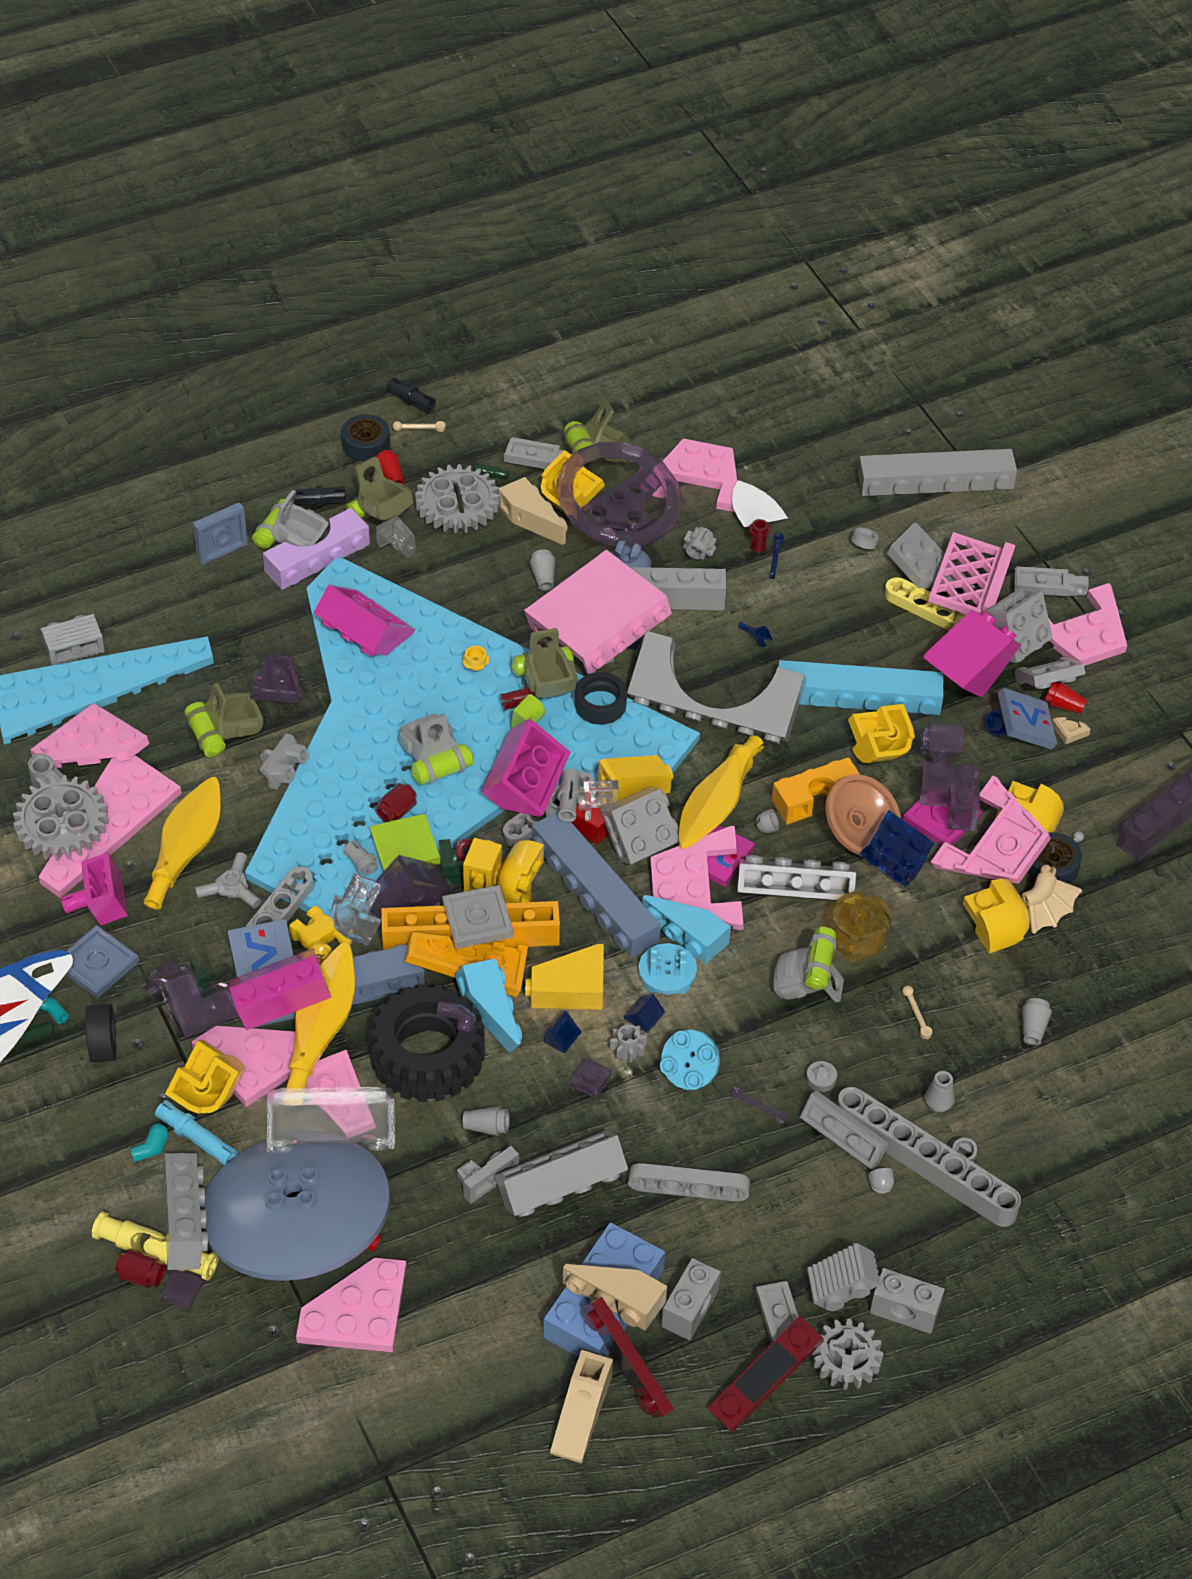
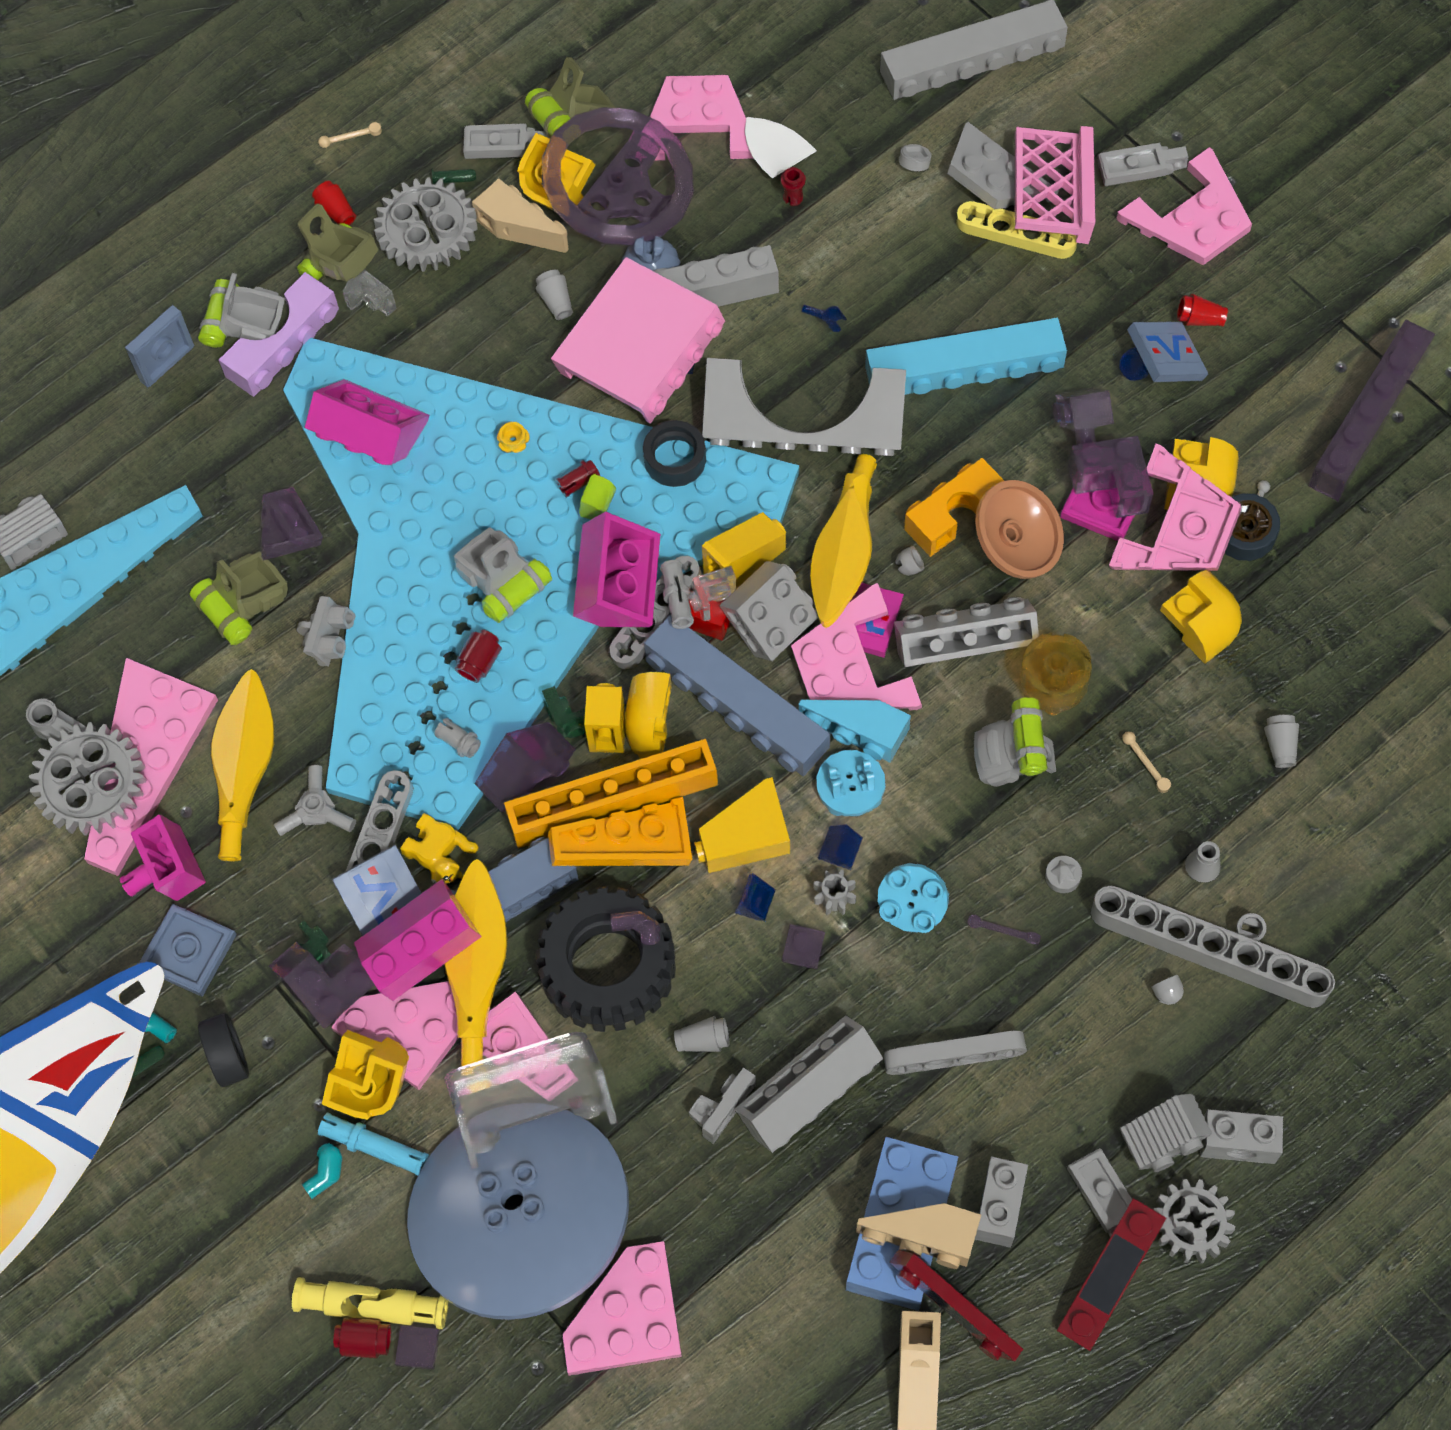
camera: 10 degrees left, 15 degrees up
(92, 737) = (89, 659): bright pink plate -> none
(152, 985) = (270, 950): clear purple plate -> none
(183, 1211) = (391, 1259): light grey brick -> none
(320, 496) = (261, 260): black pin -> none
(352, 912) = (468, 812): clear brick -> none
(365, 437) = (279, 166): black wheel -> none
(404, 837) = (502, 704): lime tile -> none
(411, 395) = (328, 96): black pin -> none
(459, 846) = (573, 691): dark red pin -> none
(477, 916) = (619, 785): light grey tile -> none
(484, 986) = (656, 878): medium azure slope -> none
(547, 669) = (603, 433): olive piece -> none
(699, 543) = (727, 214): light grey gear -> none
(778, 538) = (815, 182): clear blue piece -> none
(844, 1130) = (1110, 938): light grey tile -> none
(882, 734) = (1010, 416): yellow brick -> none
(897, 849) = (1068, 560): clear blue plate -> none
(974, 652) = (1088, 284): dark pink slope -> none
(1027, 617) = (1128, 232): light grey brick -> none
(1042, 676) = (1178, 285): light grey plate -> none
(1049, 899) = (1256, 580): tan arm -> none
(1070, 730) = (1216, 350): tan tile -> none

